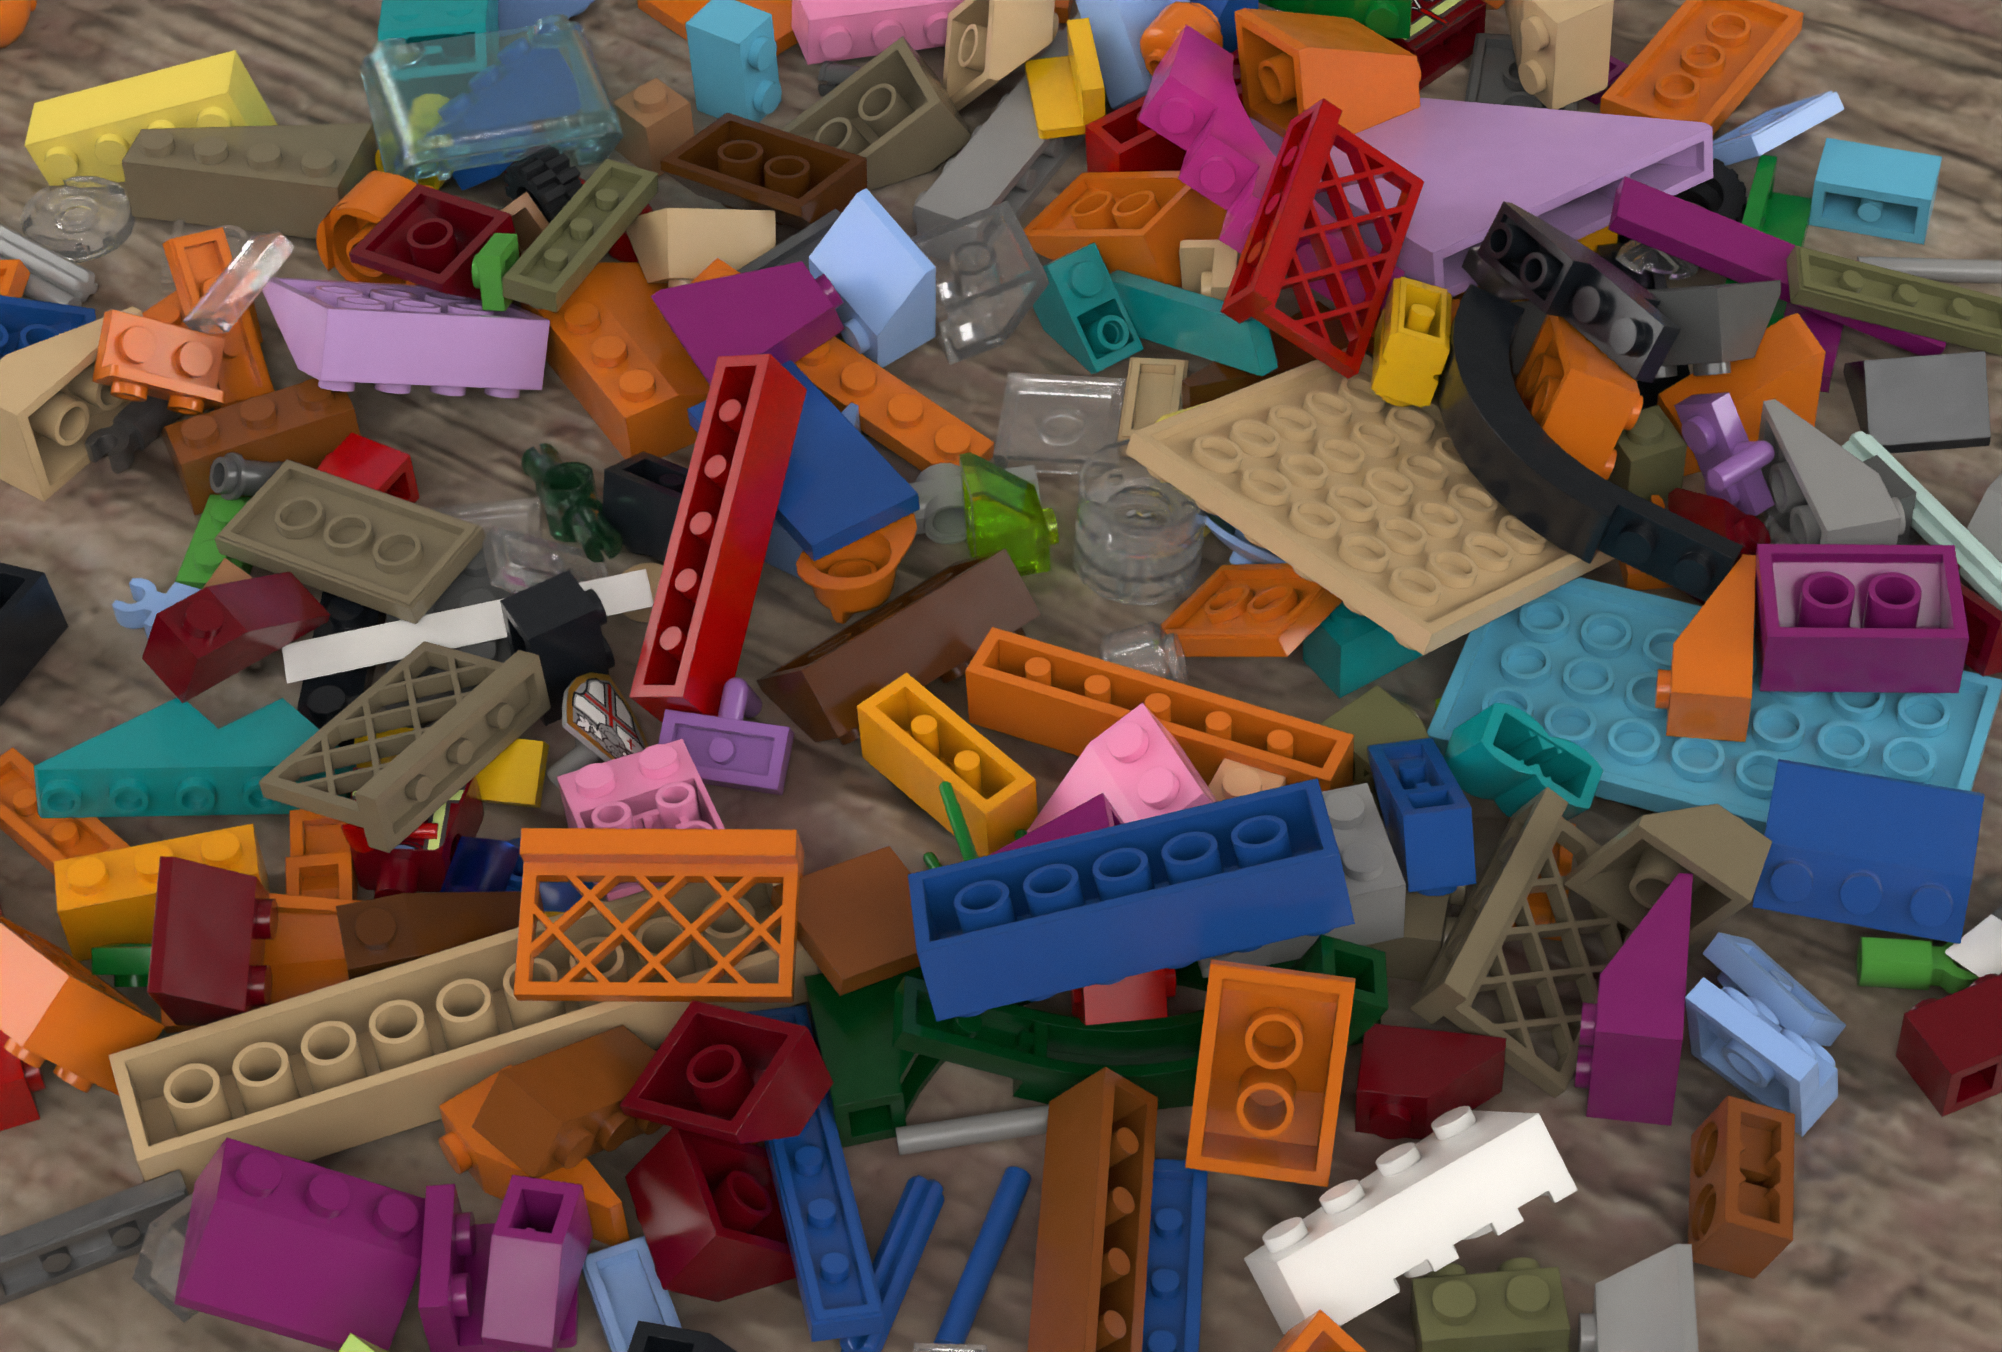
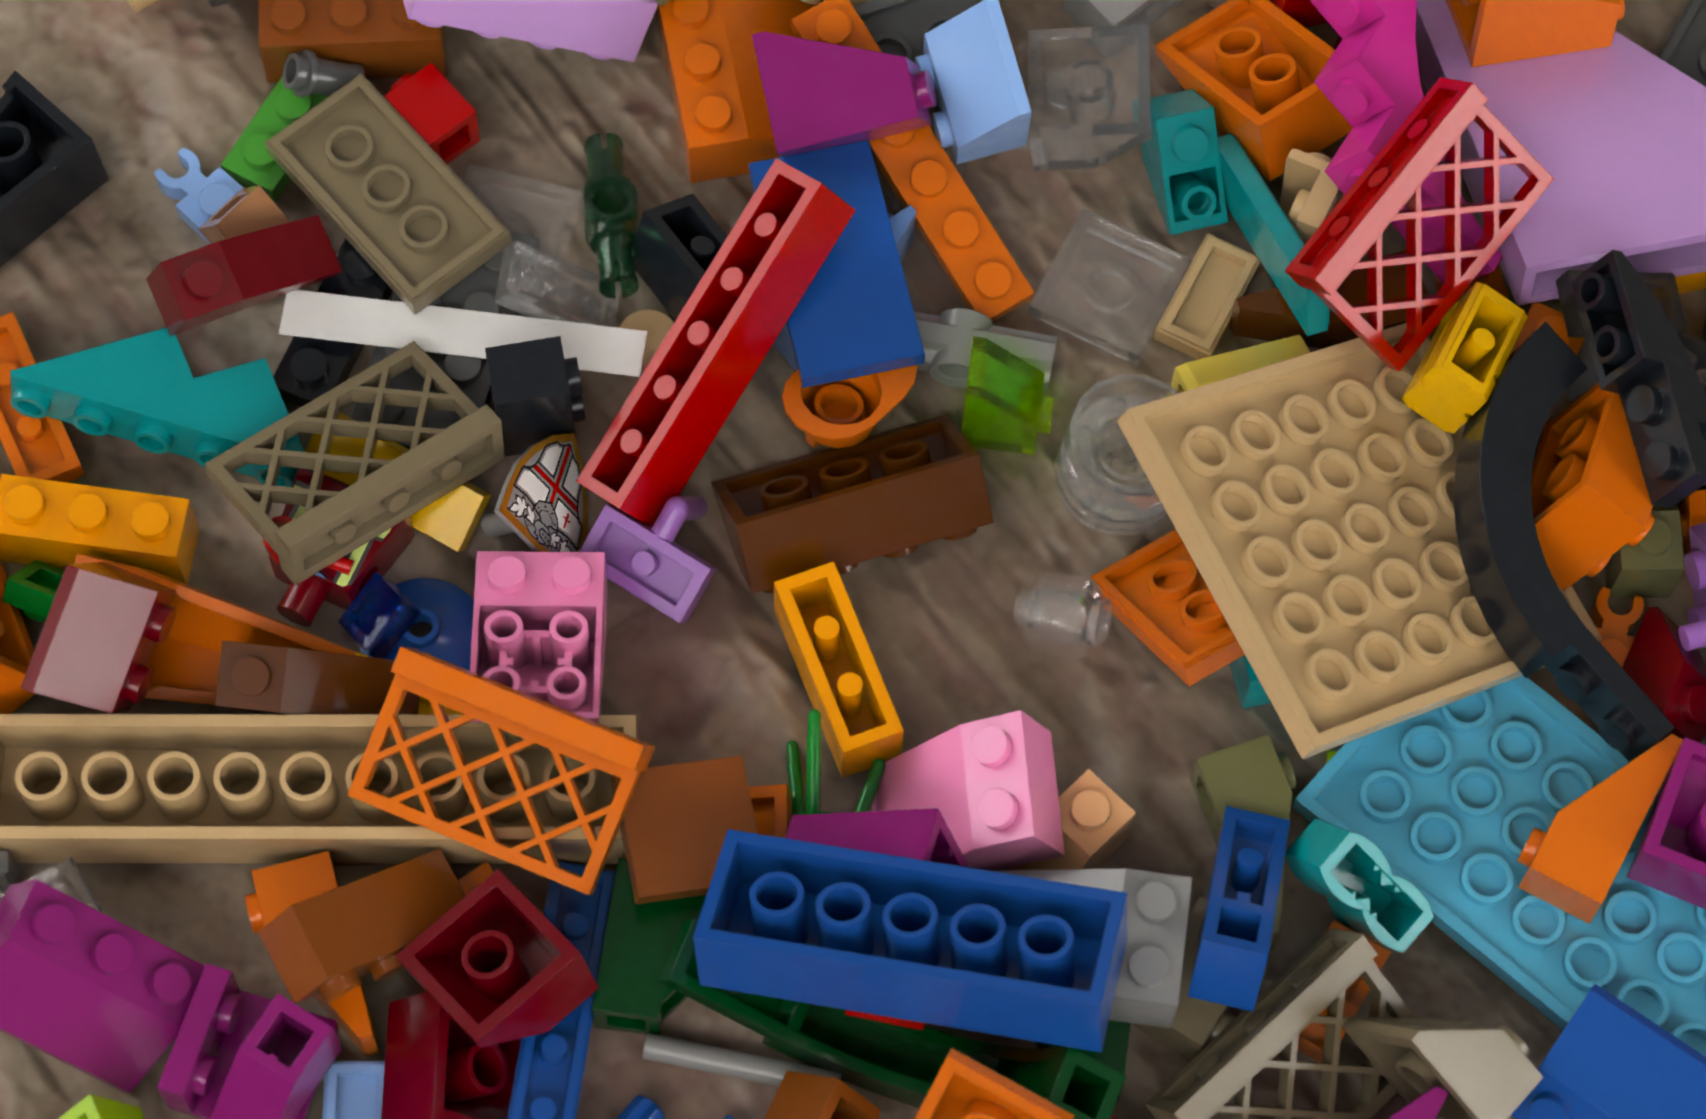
camera: 15 degrees right, 20 degrees up
(319, 858) = (237, 560): orange slope -> none
(1073, 698) = (1024, 672): orange brick -> none

